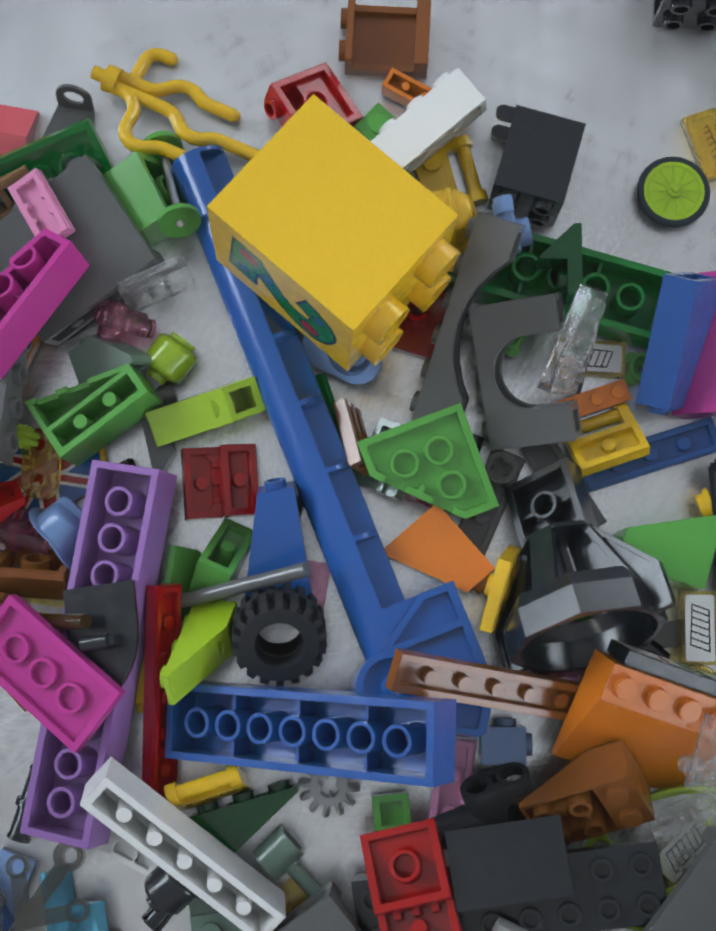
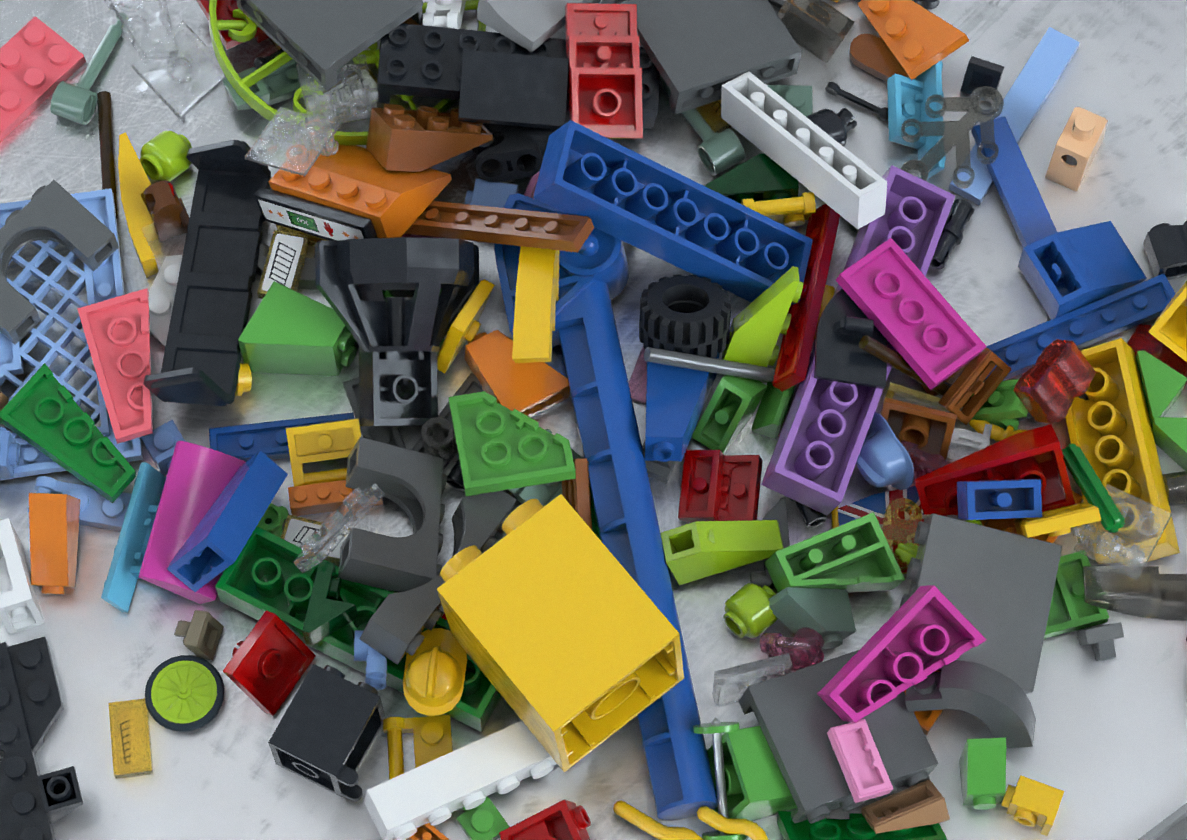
camera: 170 degrees left, 15 degrees down
(430, 595) = (535, 304): none -> yellow slope
(608, 217) = (269, 663): none -> red tile
(674, 243) = (200, 634): none -> dark tan tile

